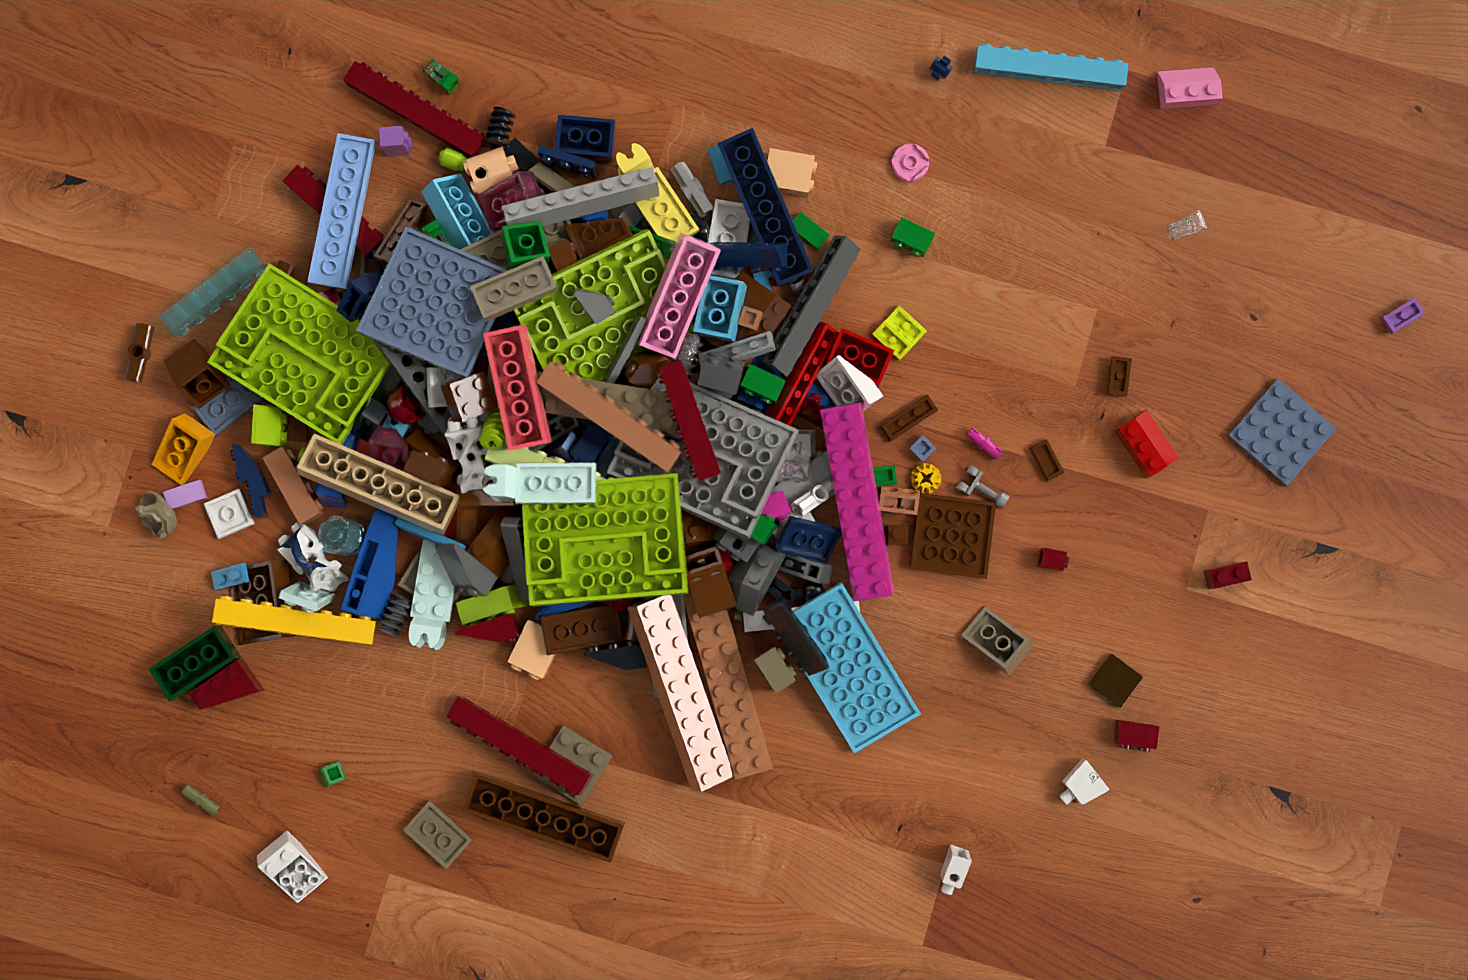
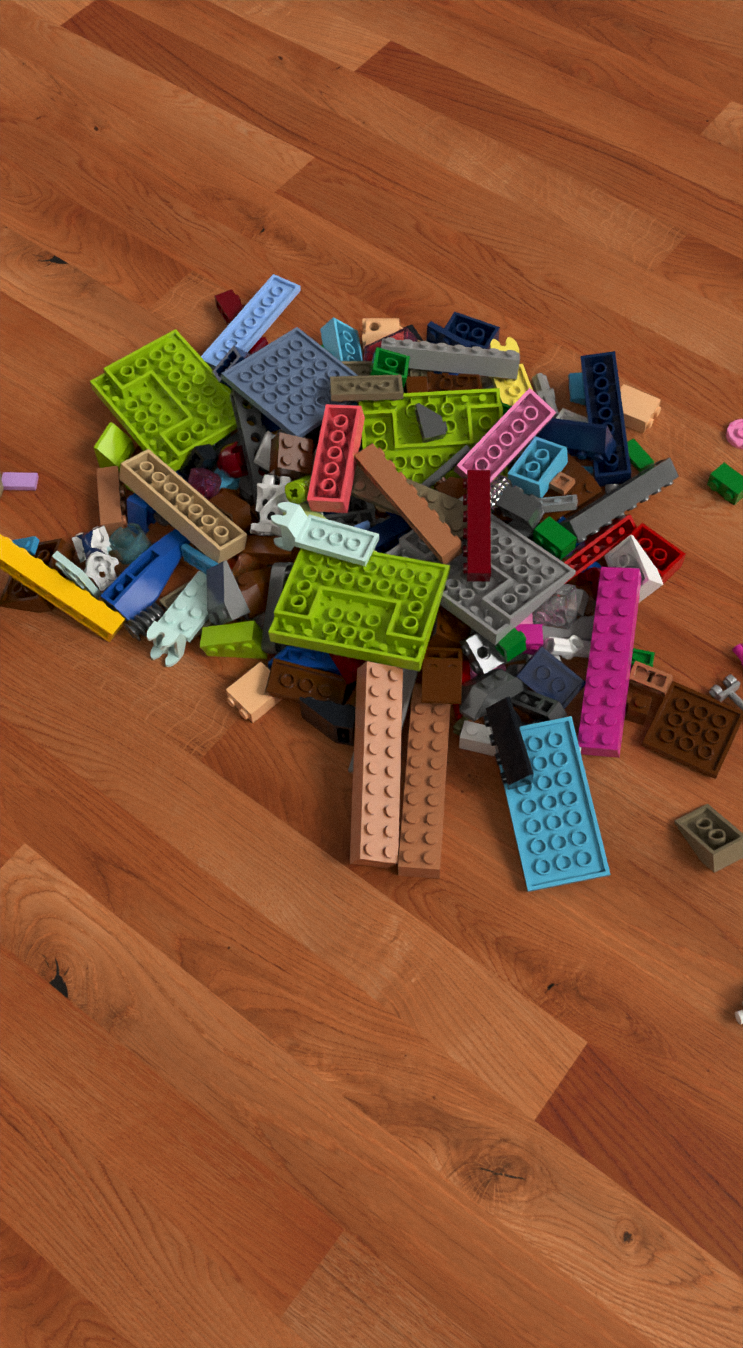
camera: 25 degrees right, 25 degrees down
(136, 365) = (41, 374): reddish brown piece -> none
(182, 448) = (36, 446): light orange slope -> none
(195, 376) = (77, 399): reddish brown slope -> none
(213, 292) = (97, 357): clear light blue brick -> none
(228, 407) = (87, 429): sand blue tile -> none
(229, 513) = (47, 506): white tile -> none
(250, 472) = (80, 487): dark blue slope -> none
(331, 774) = (19, 735): green slope -> none
(395, 141) = (315, 295): medium lavender brick -> none
(414, 110) = (338, 283): dark red brick -> none
(438, 834) = (88, 820): dark tan plate -> none
(441, 76) = (371, 270): green leg -> none
(452, 160) = (355, 322): lime brick -> none
(497, 629) = (222, 657): dark red slope -> none
(499, 127) = (404, 311): black piece -> none
(519, 745) = (204, 766): dark red brick -> none
(543, 816) = (197, 838): reddish brown brick -> none
(584, 754) = (244, 806): dark tan plate -> none
(774, 669) = (477, 776): dark tan brick -> none
(899, 332) = (698, 551): neon yellow slope -> none
(909, 418) = (681, 621): reddish brown tile -> none
(916, 478) = (690, 677): yellow gear -> none
(922, 448) = (686, 647): sand blue plate -> none
(955, 868) = (601, 1035): white torso -> none

